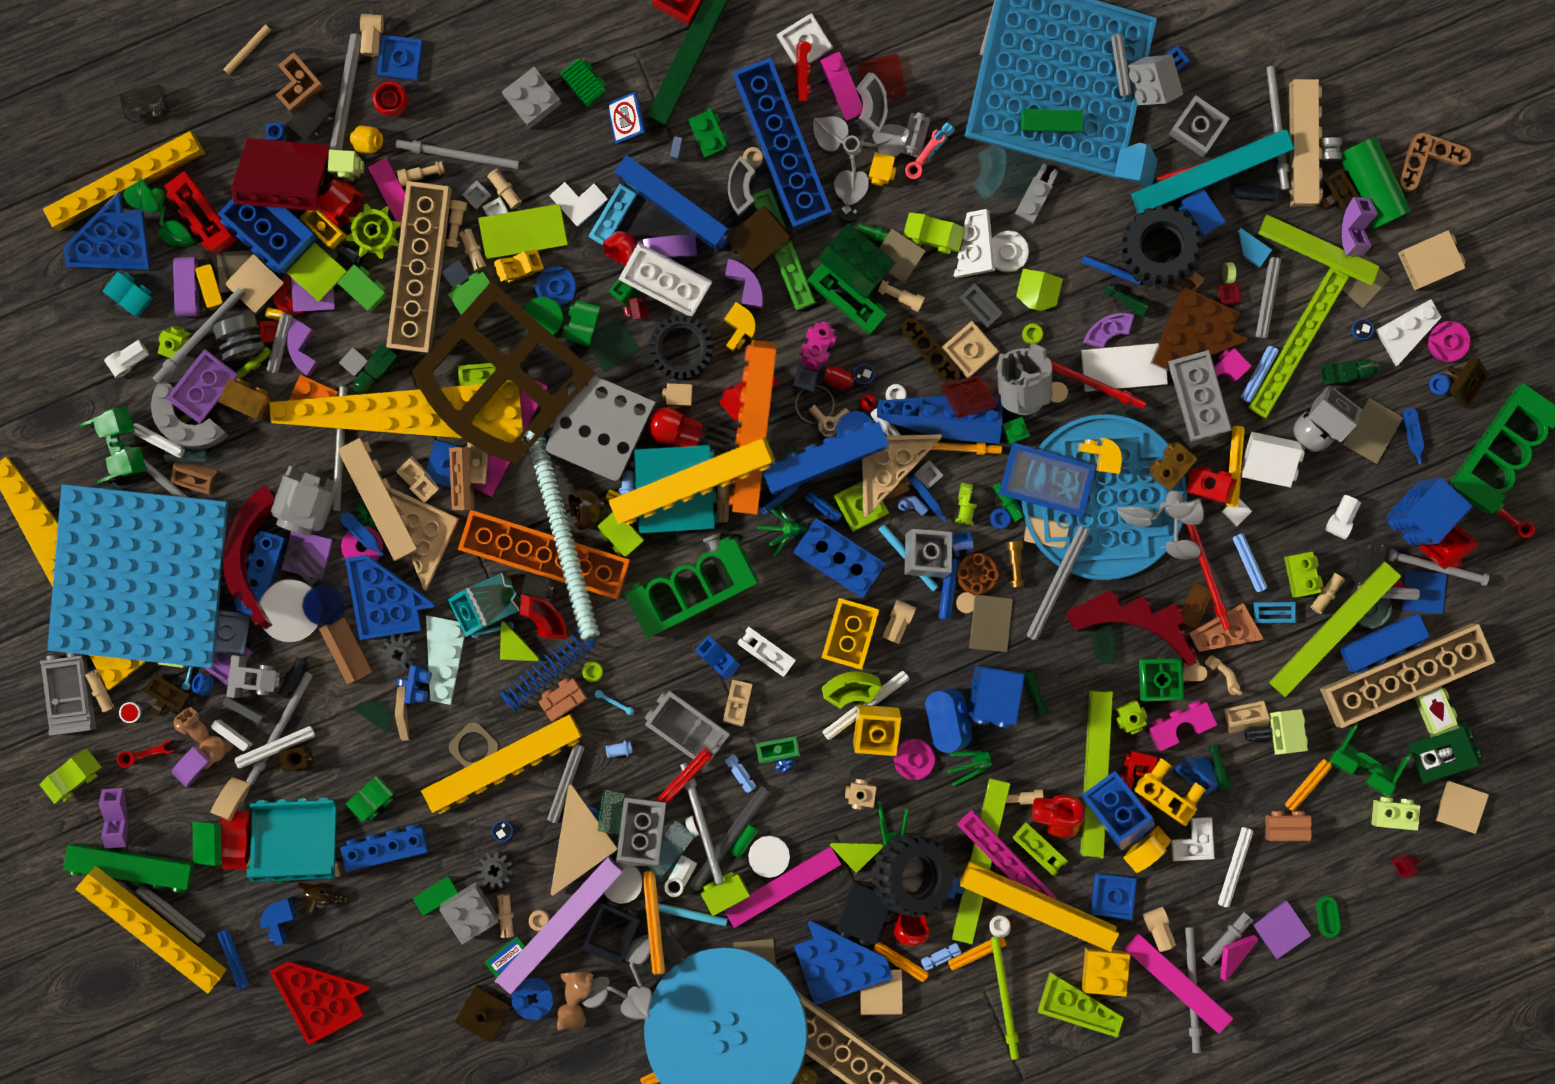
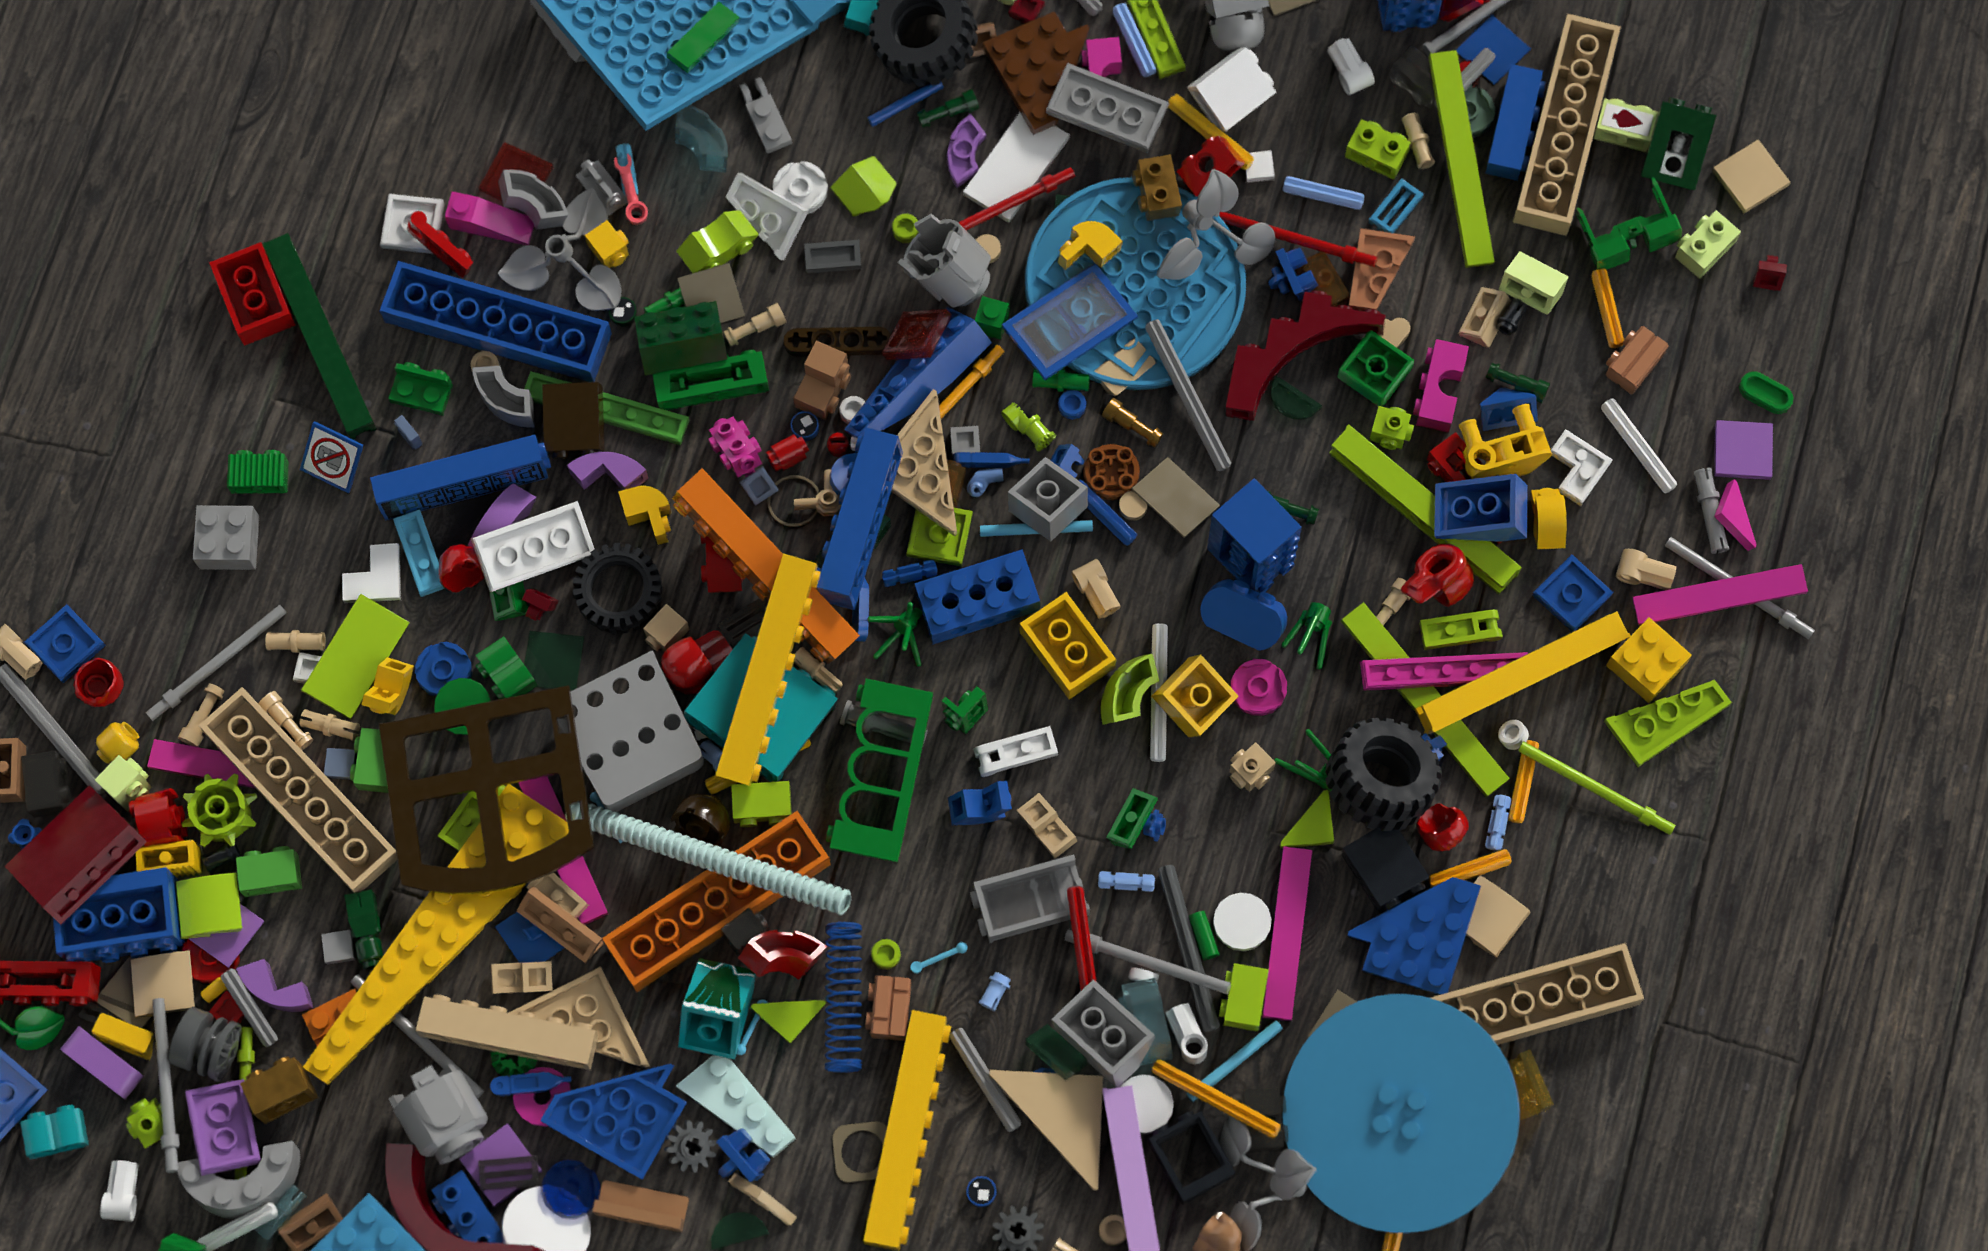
camera: 45 degrees left, 15 degrees down
(477, 195) = (276, 676): light grey tile -> none
(767, 608) = (970, 710): none -> green bracket
(896, 364) = (824, 378): none -> medium nougat brick
(969, 349) = (869, 300): tan tile -> none
(1179, 594) = (1290, 262): none -> blue hips
(1232, 684) = (1401, 305): tan piece -> none

